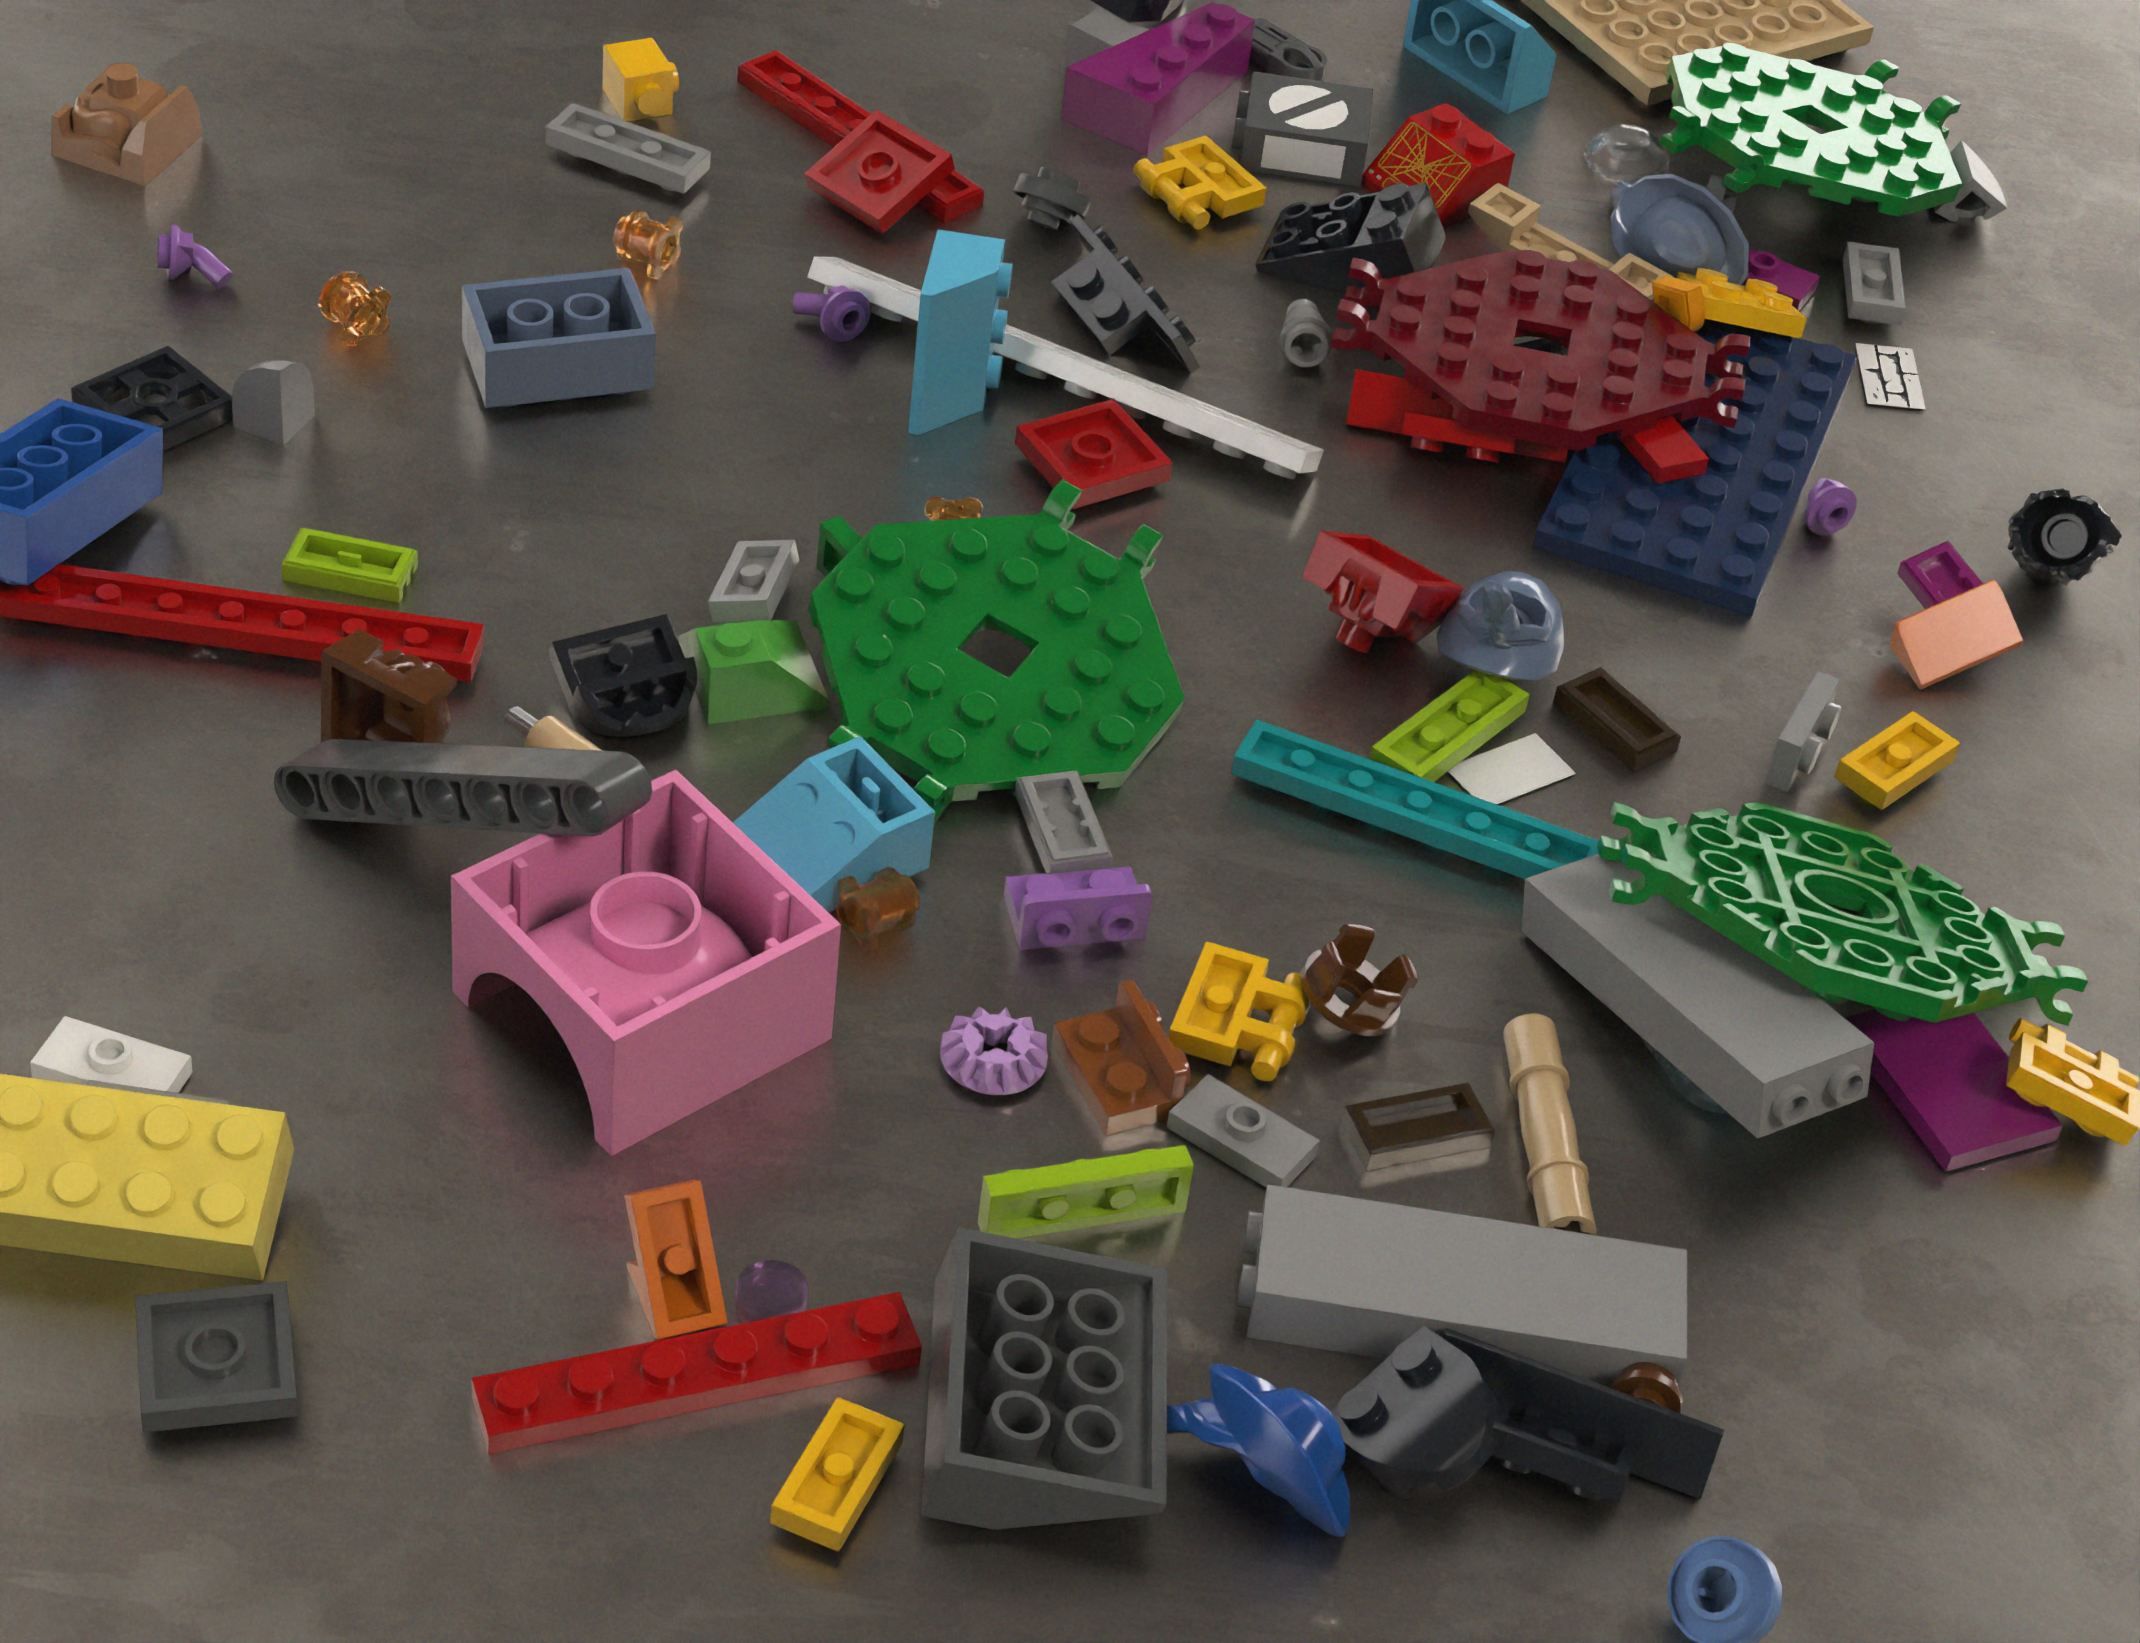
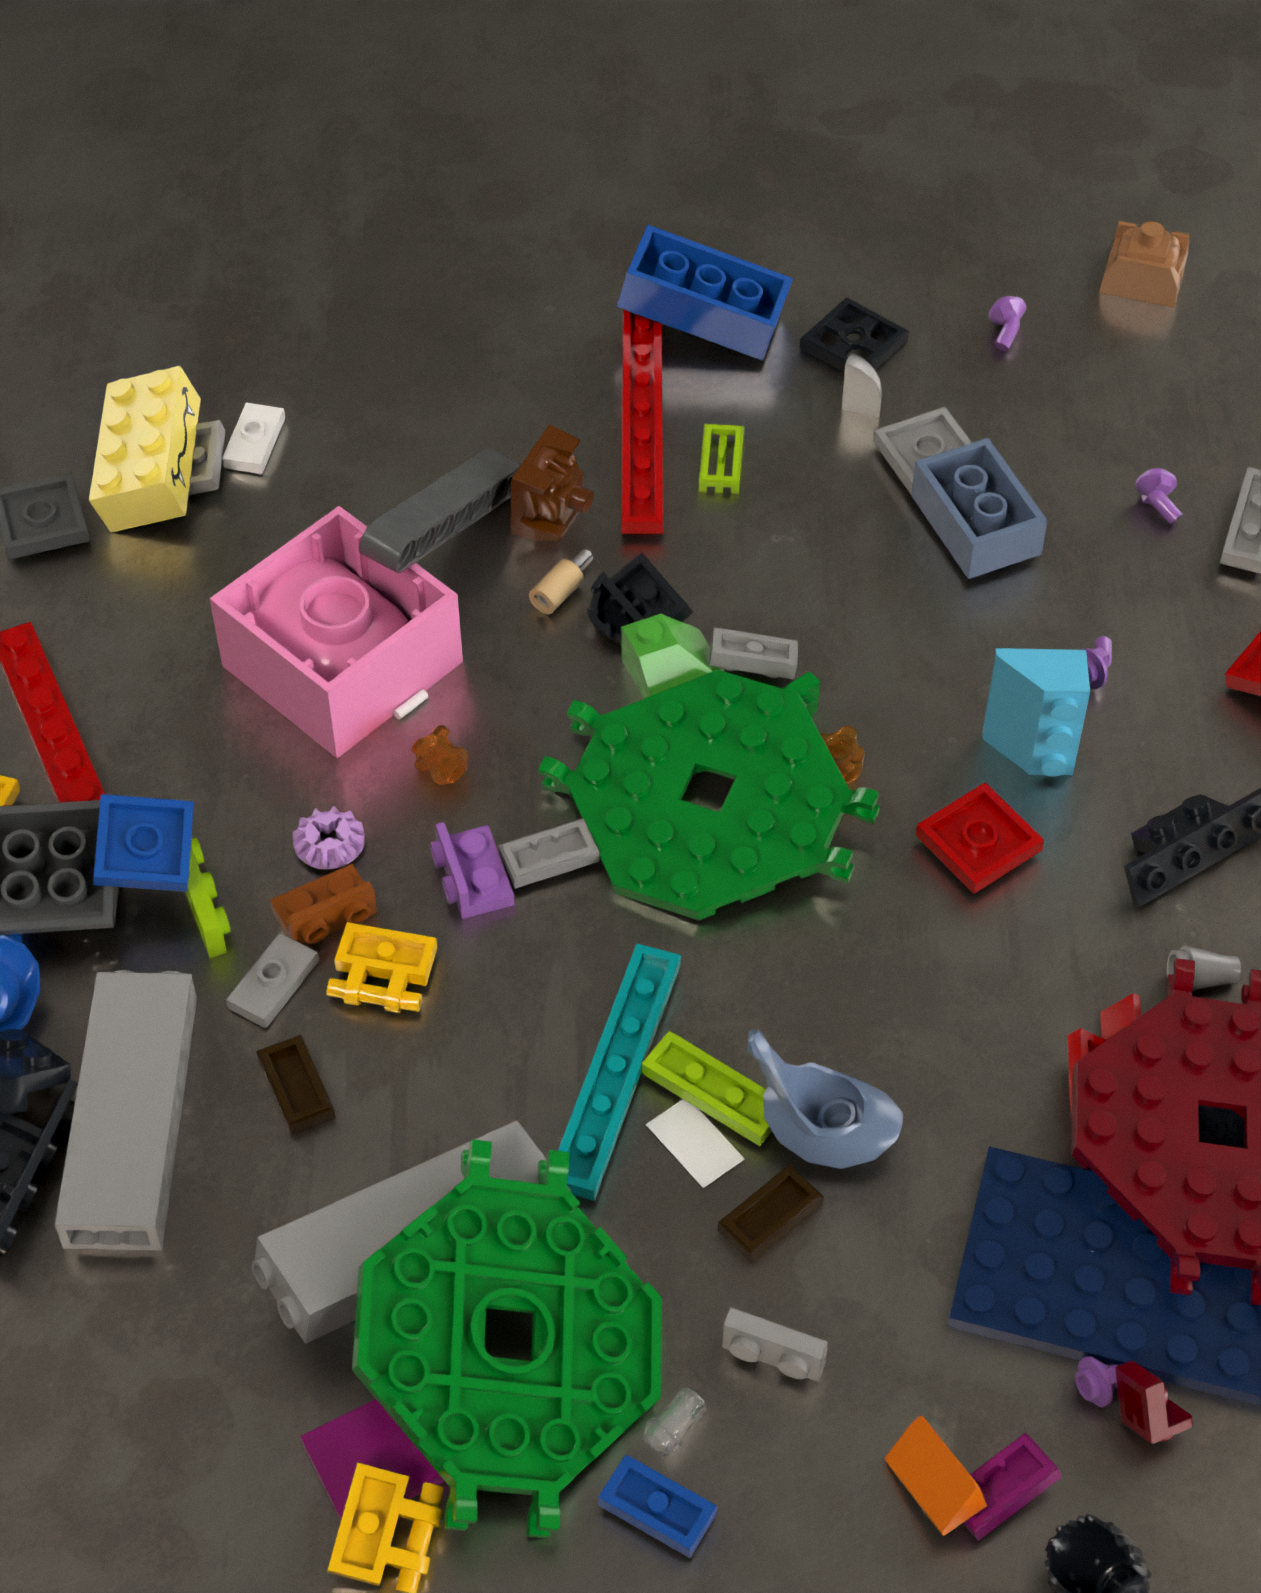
camera: 90 degrees right, 10 degrees up
(355, 307) = (984, 407): clear orange brick -> none
(414, 372) = (918, 439): none -> light grey plate
(552, 204) = (1154, 487): none -> medium lavender plate
(648, 241) = (1132, 546): clear orange brick -> none
(674, 1259) = (116, 693): orange slope -> none
(770, 1290) = (109, 749): clear purple tile -> none
(841, 819) = (495, 719): medium azure slope -> none
(1052, 1194) = (143, 843): none -> blue plate
(1088, 376) = (1080, 816): white plate -> none
(1344, 965) = (409, 1004): reddish brown piece -> none
(1378, 589) = (843, 1012): red brick -> none
(1547, 1125) = (290, 1159): tan piece -> none
(1650, 1383) = (41, 1216): reddish brown plate -> none
(1667, 451) = (1113, 1236): red tile -> none
(1867, 469) = (1146, 1405): none -> dark red bracket
(1897, 760) = (762, 1423): yellow plate -> none
(1912, 836) = (670, 1427): none -> clear pin
(2006, 857) = (657, 1505): none -> blue plate

